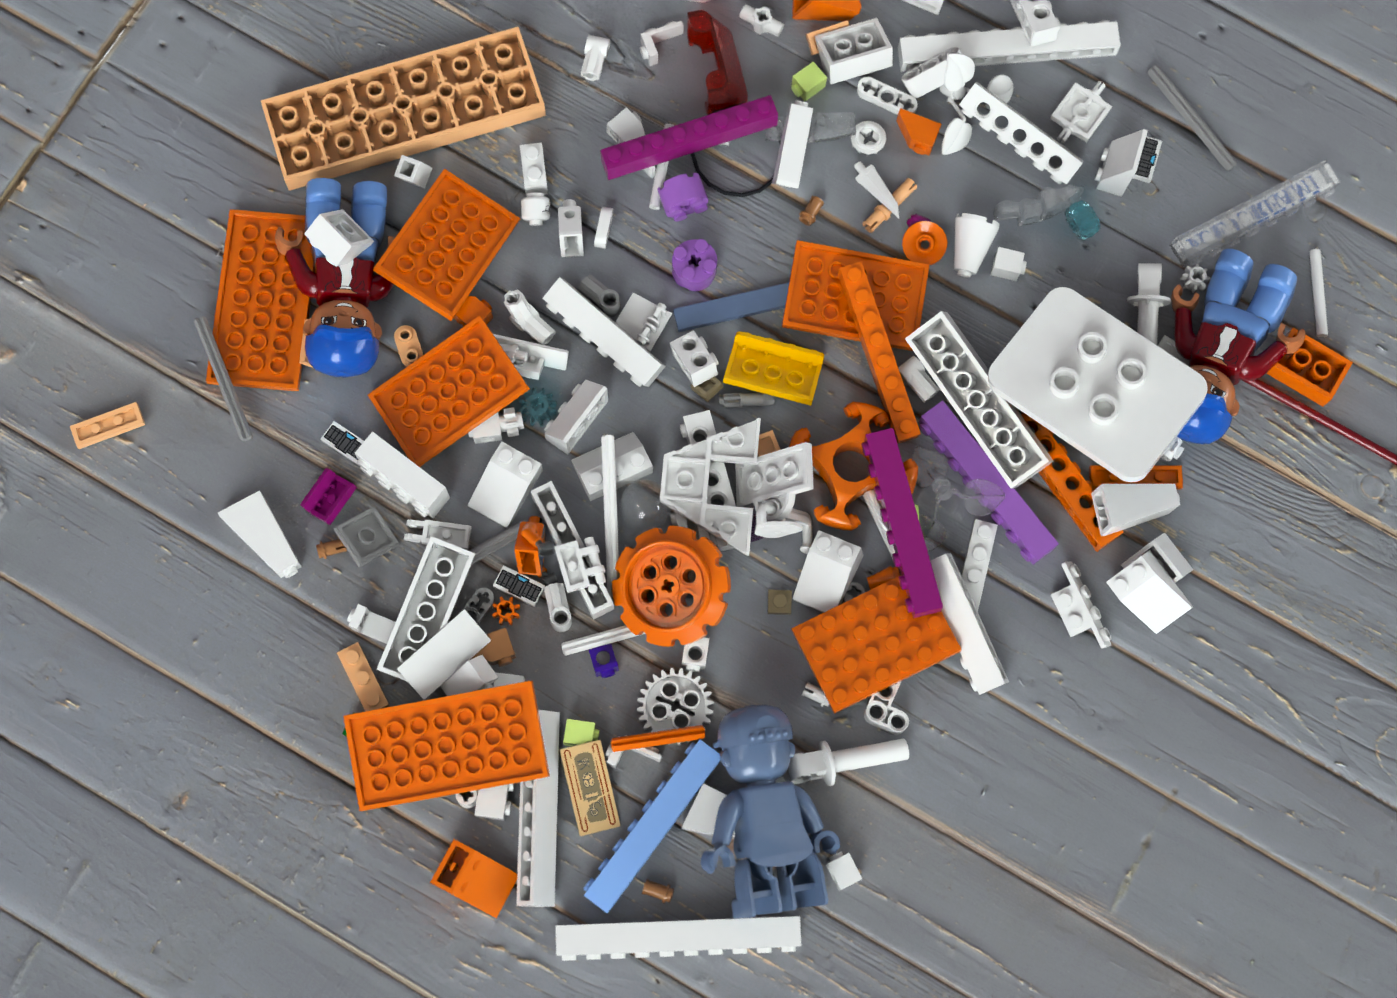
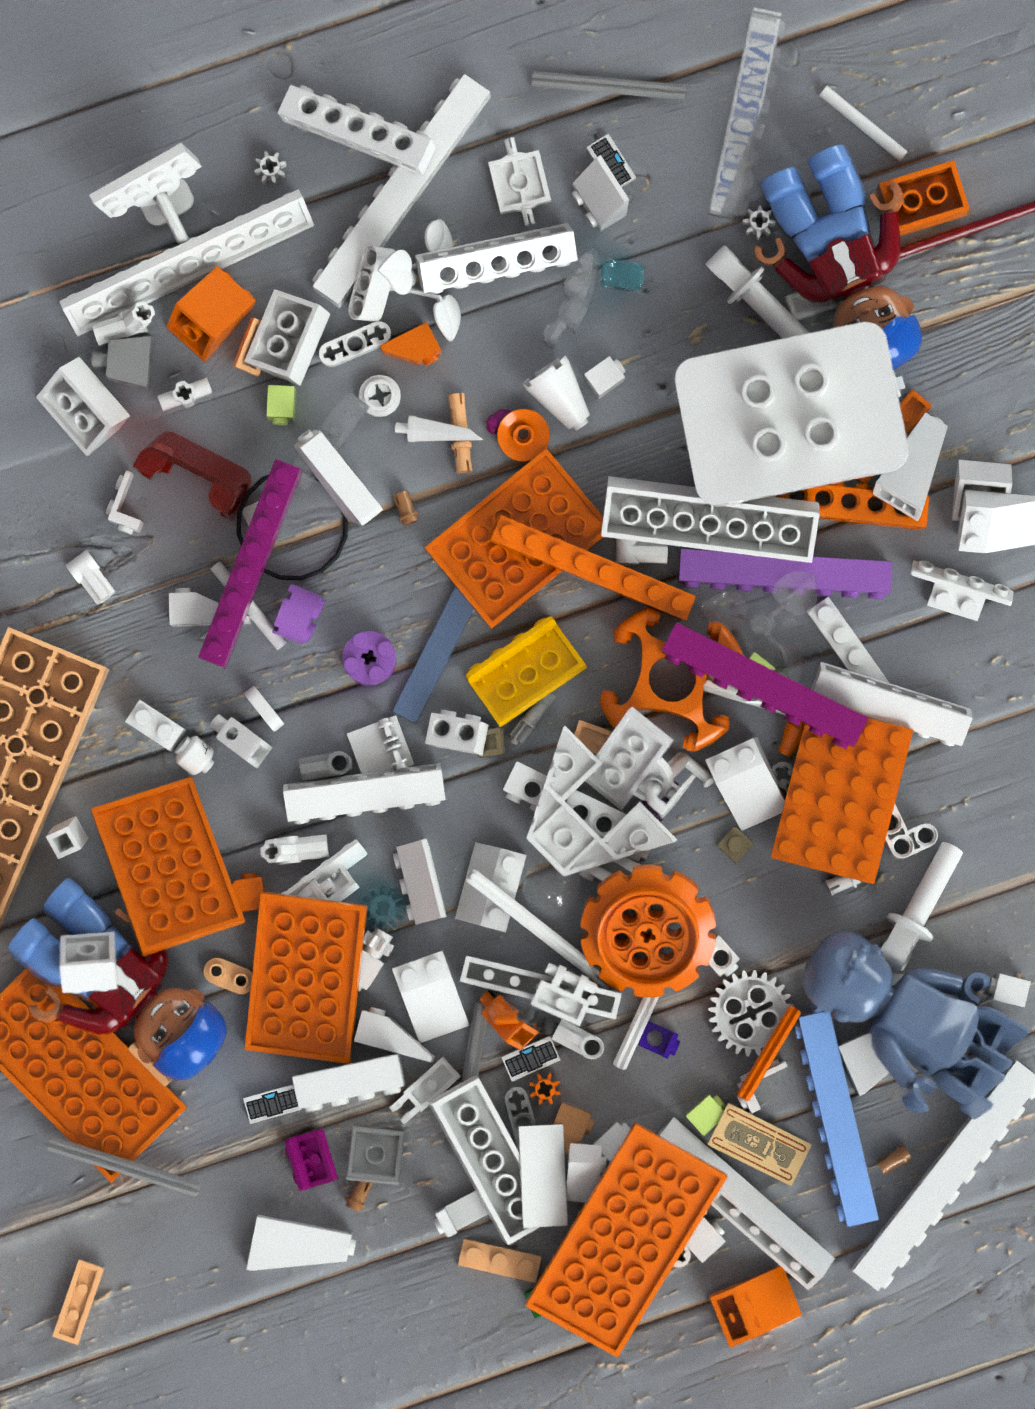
camera: 45 degrees left, 10 degrees up
(455, 476) = (385, 1033): none -> white slope

